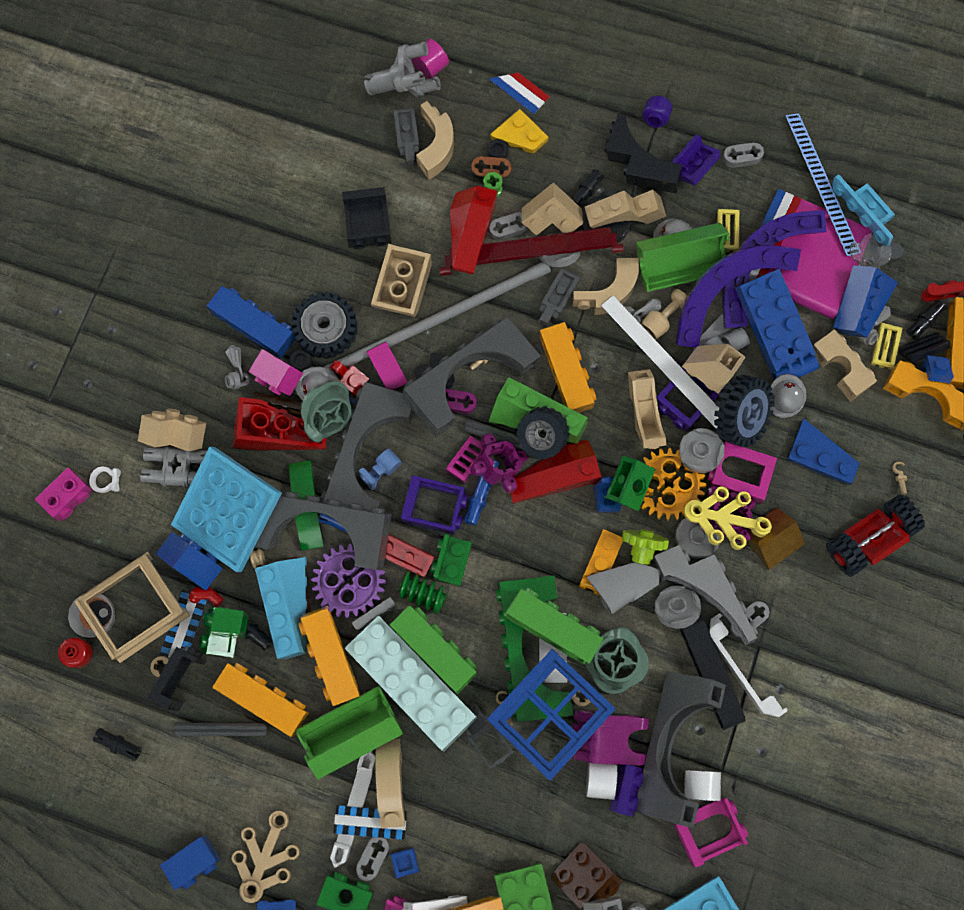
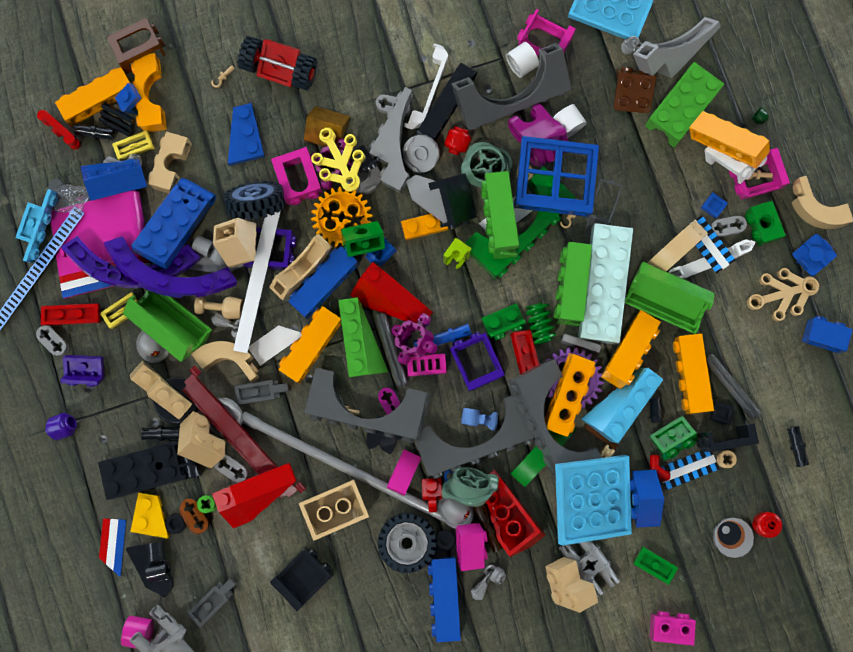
camera: 125 degrees left, 5 degrees up
(114, 486) = (637, 599): white piece -> none
(127, 523) = (655, 565): none -> green plate
(177, 614) = (674, 529): tan piece -> none
(206, 698) = (722, 413): none -> black tile
(228, 622) = (667, 430): green brick -> none
(357, 586) = (559, 401): none -> light orange brick
(438, 154) = (213, 564): tan arch -> none
(476, 107) = (152, 566): none -> black panel
(543, 444) = (372, 322): black wheel -> none
(550, 564) = (458, 252): none -> lime hinge
(564, 149) = (141, 470): none -> black hinge
(595, 340) = (273, 343): none -> white sticker
(603, 599) = (456, 200): none -> black panel
(617, 420) = (323, 282): none -> blue brick
(628, 783) = (557, 103): dark purple bracket -> none
(640, 166) = (115, 401): black arch -> none
(644, 544) = (395, 202): lime plant -> none
(664, 653) = (457, 140): none -> red head
(701, 450) = (303, 210): light grey tile -> none
(702, 546) = (369, 164): none -> black bracket
(756, 184) = (70, 314): none -> red plate
(788, 395) = (218, 182): light grey hat -> none

